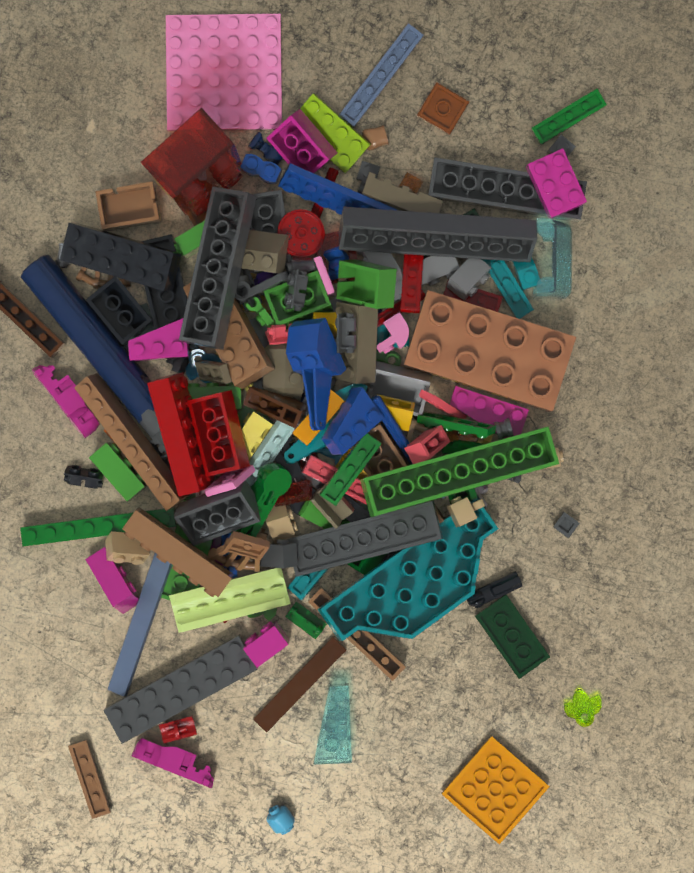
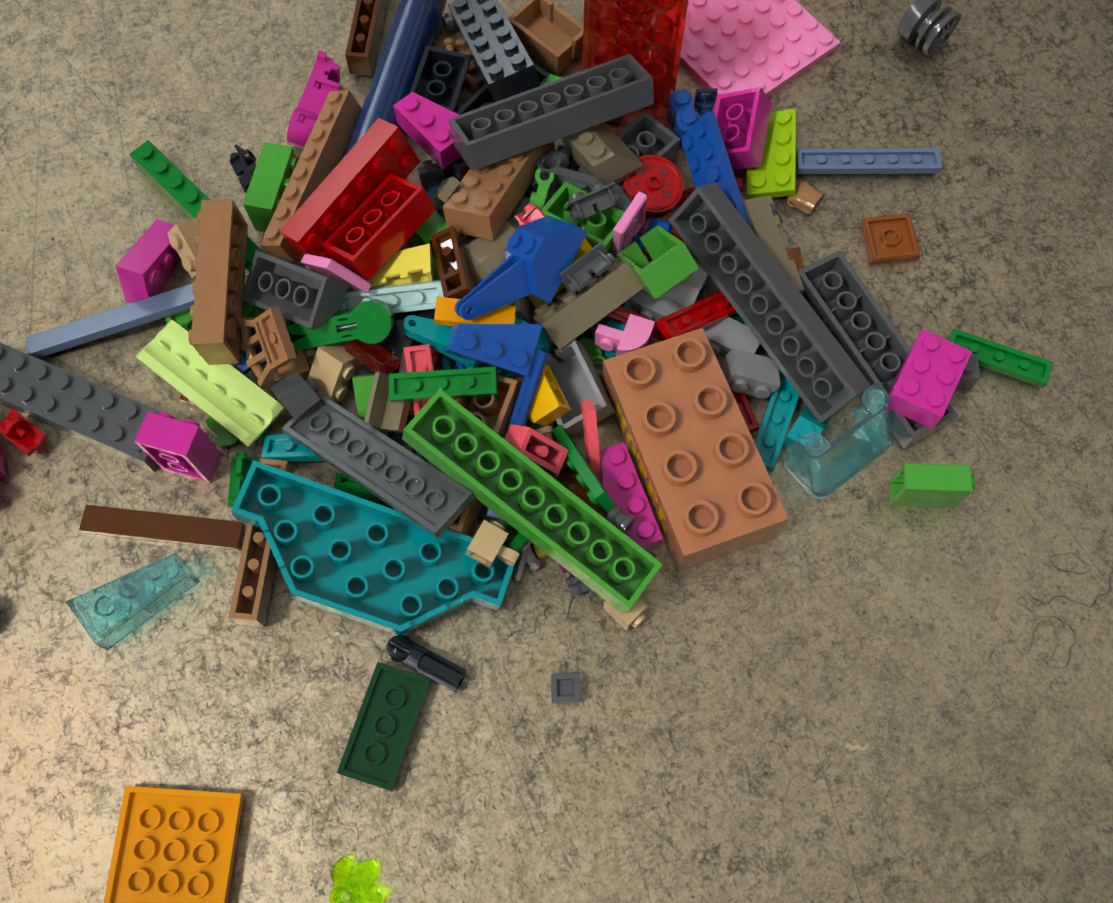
camera: 50 degrees right, 20 degrees down
(614, 231) = (931, 485): none -> bright green brick

